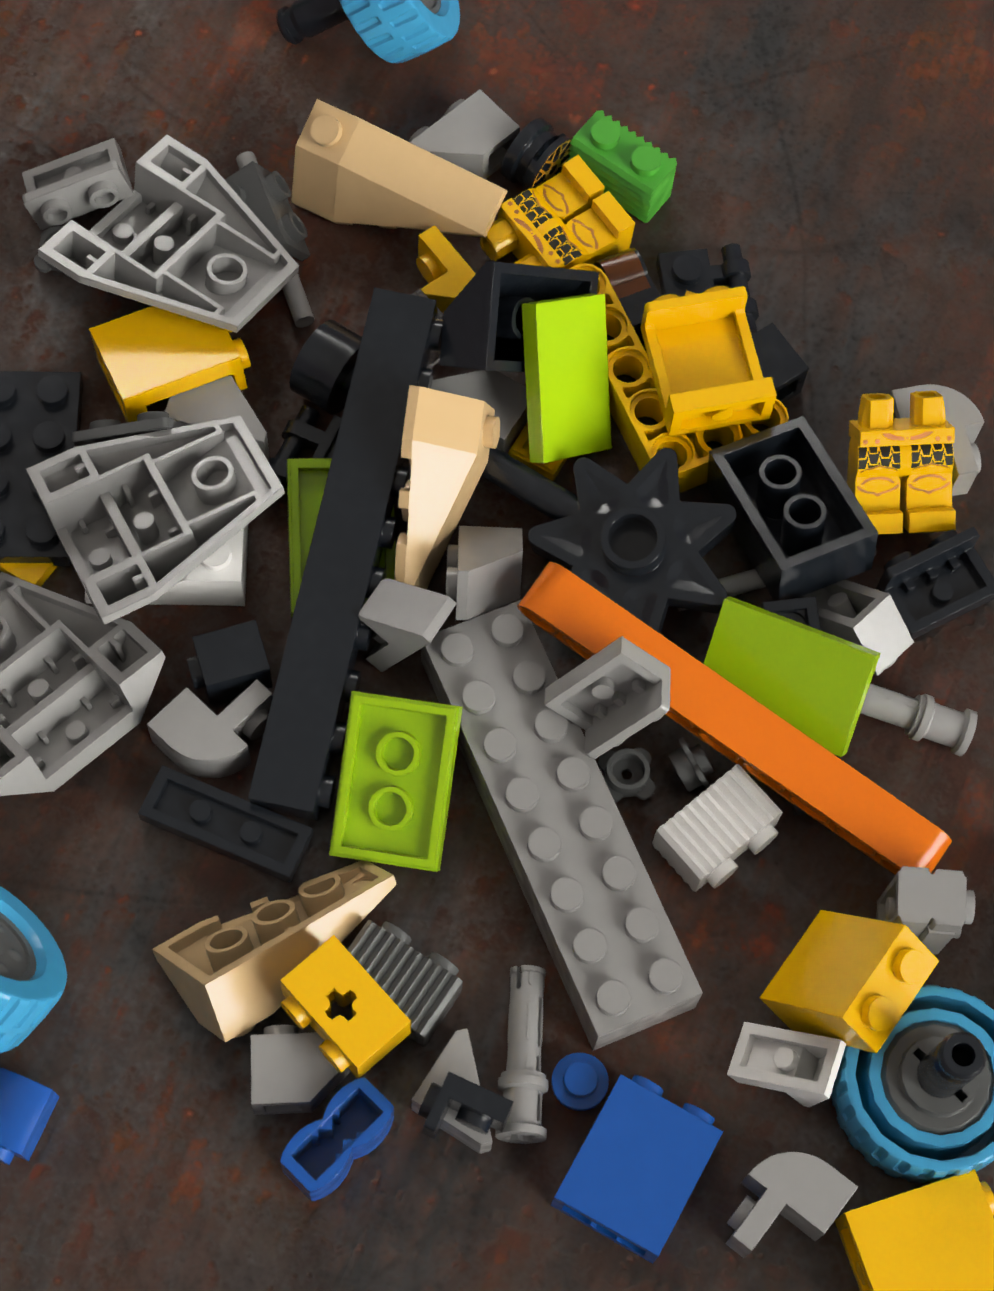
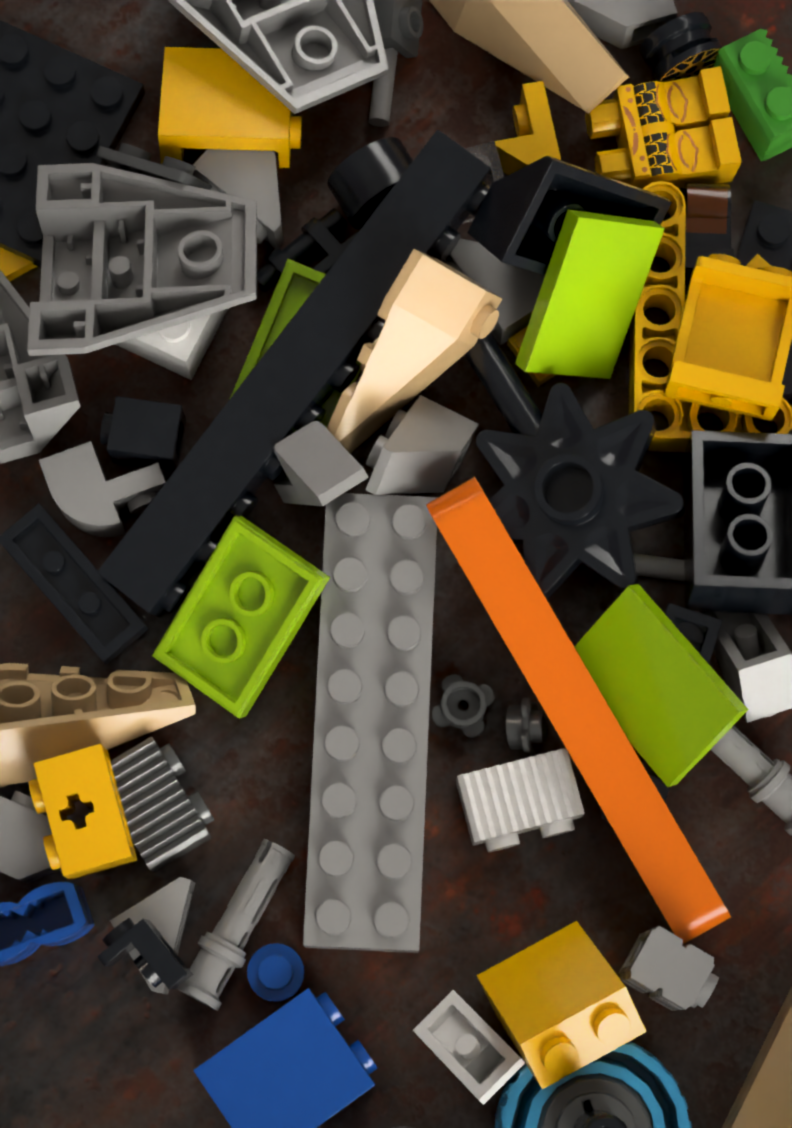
camera: 30 degrees right, 10 degrees up
(612, 695) = (471, 633): light grey bracket -> none

